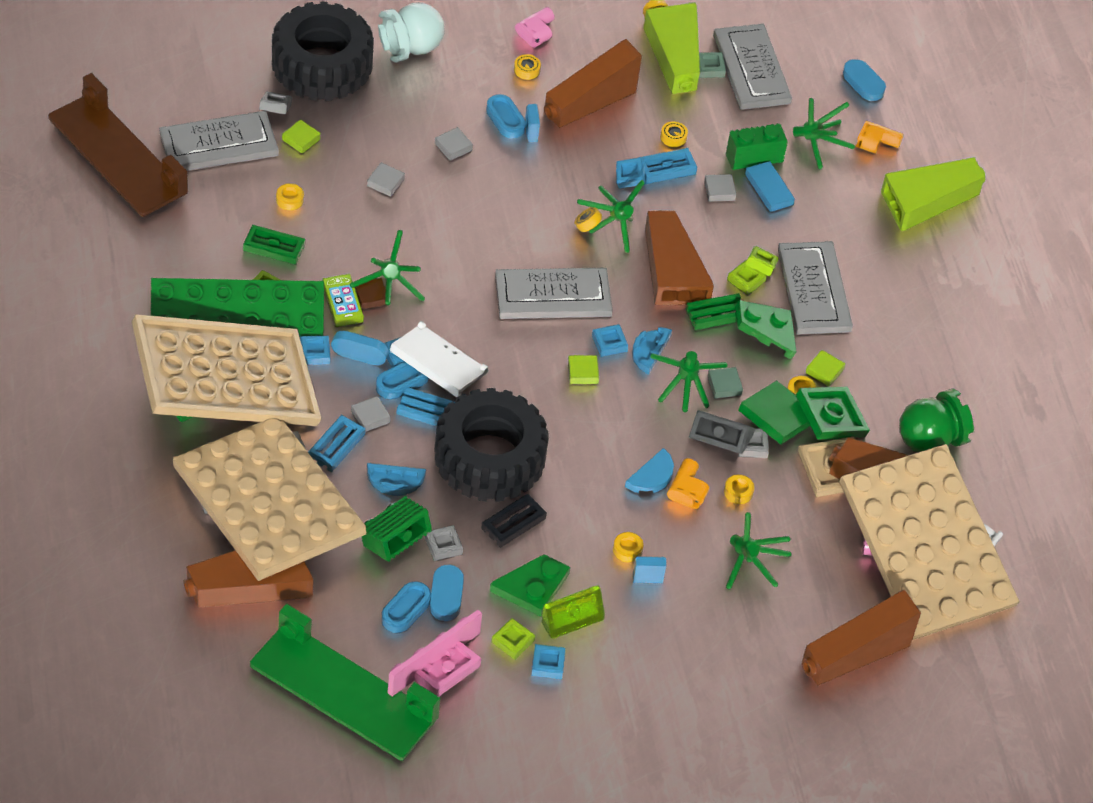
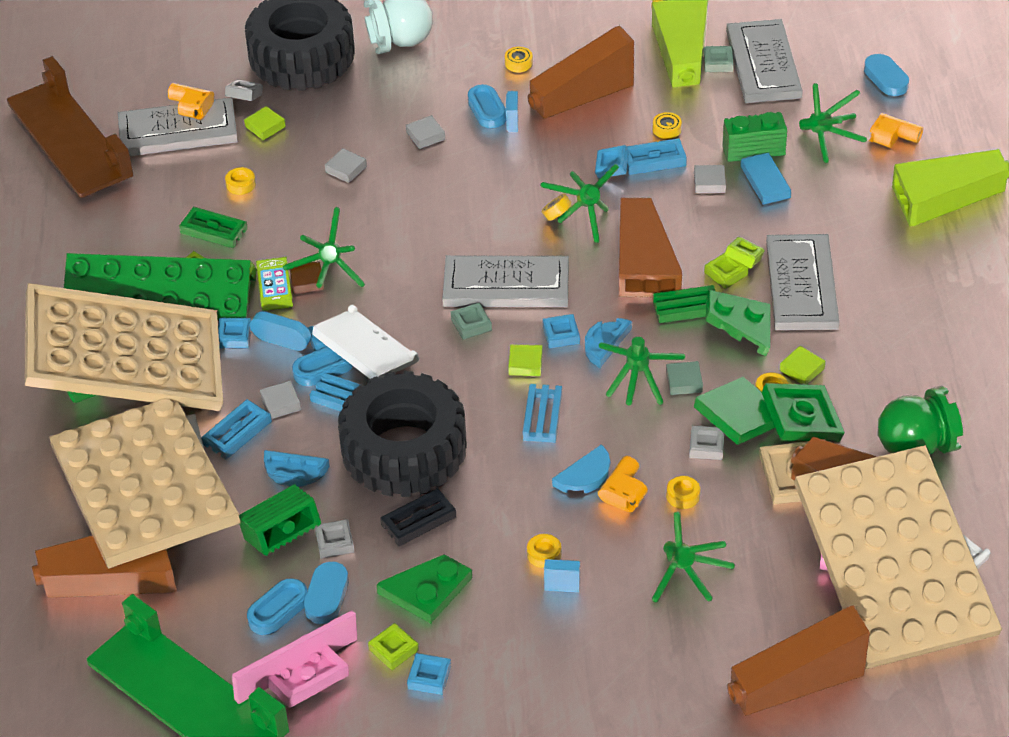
camera: 15 degrees right, 5 degrees down
(233, 115) = (192, 100): none -> light orange piece
(528, 332) = (471, 321): none -> sand green tile
(534, 27) = (534, 22): bright pink piece -> none
(573, 612) = (466, 619): clear neon green slope -> none
(606, 401) = (544, 394): none -> dark azure tile
(721, 432) = (670, 429): dark grey slope -> none

